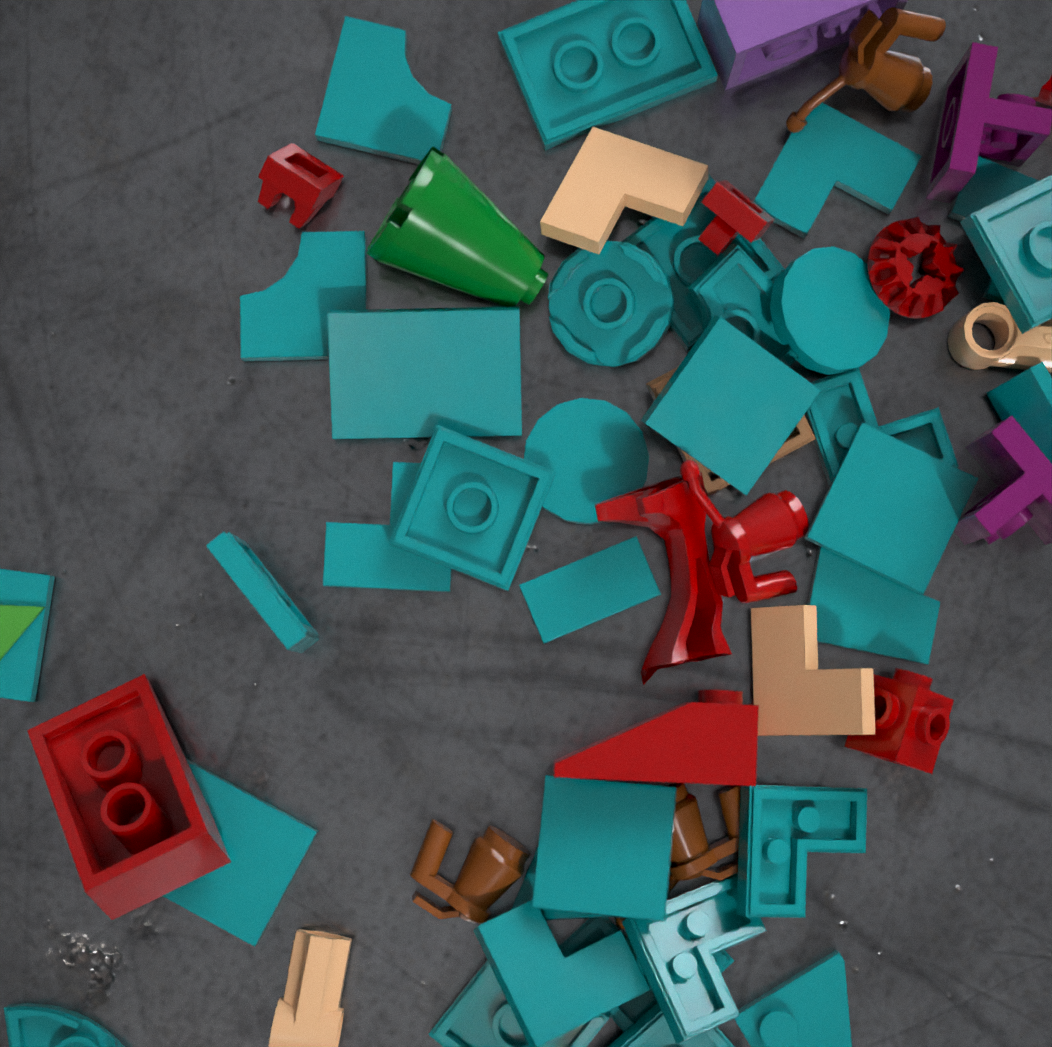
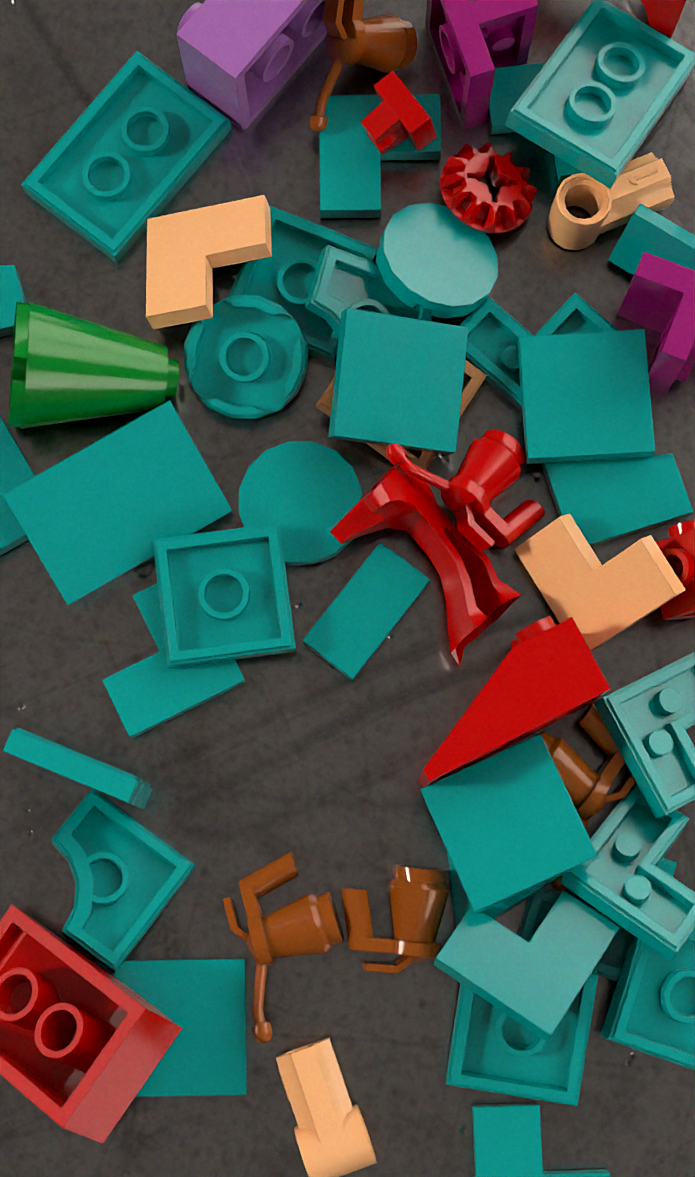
camera: 30 degrees left, 5 degrees down
(248, 702) = (119, 876): none -> teal tile
(375, 832) = (297, 929): none -> dark orange piece
(734, 215) = (310, 224): red tile -> none
(867, 160) = (397, 117): none -> red tile

